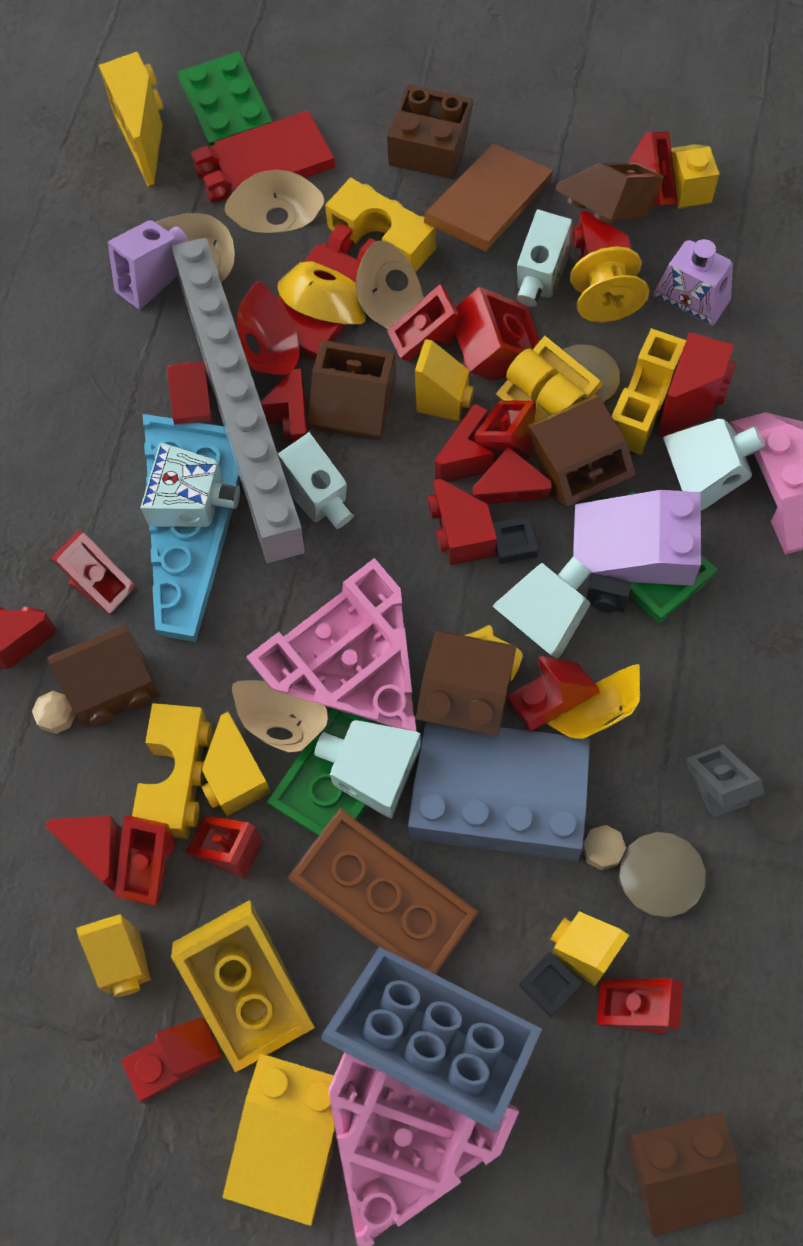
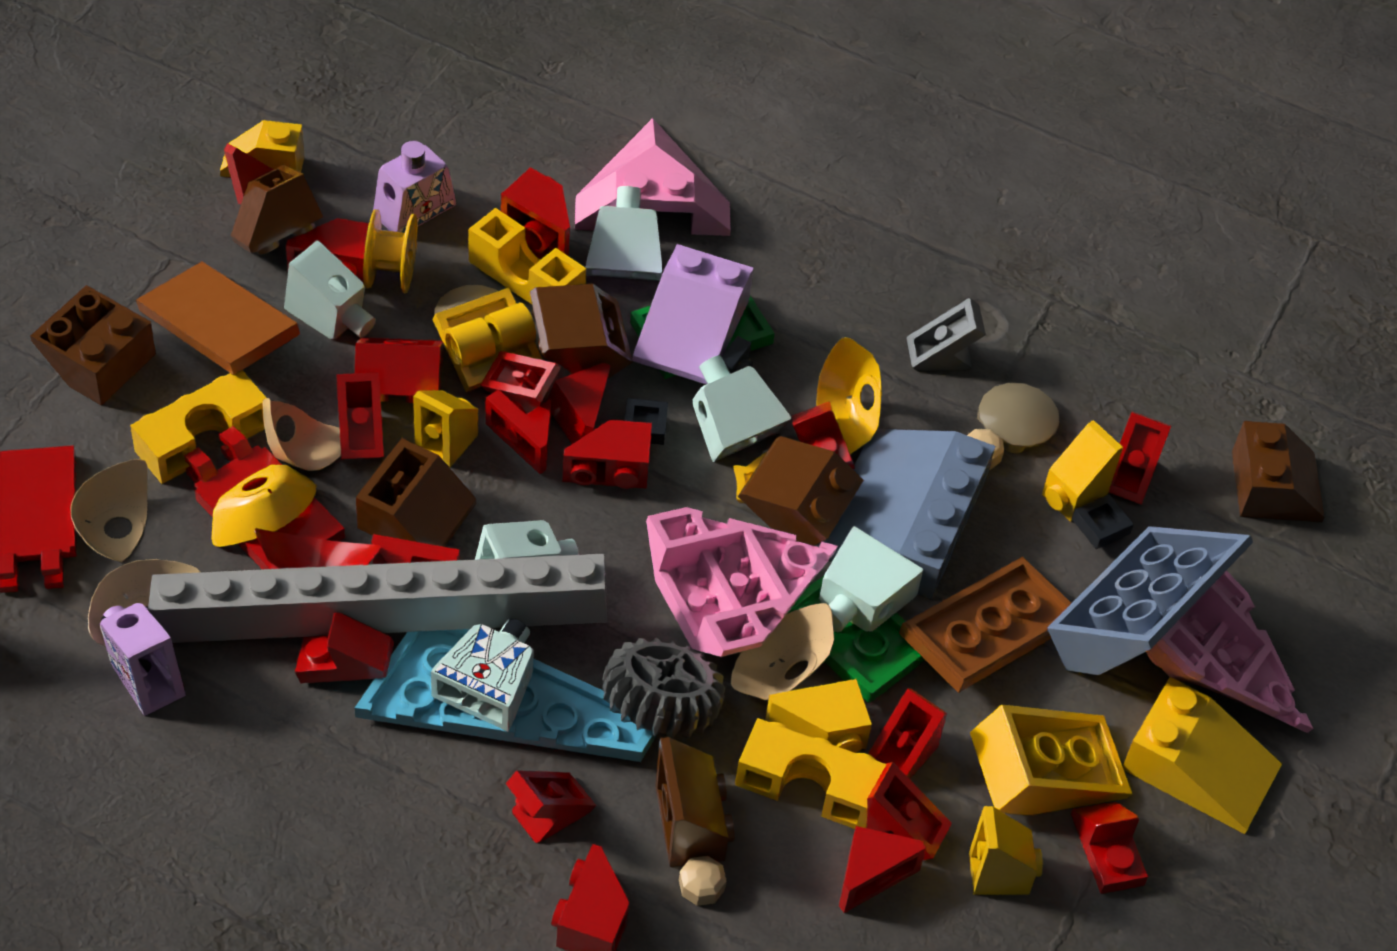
camera: 85 degrees left, 15 degrees down
(183, 619) = (663, 687): none -> dark grey gear

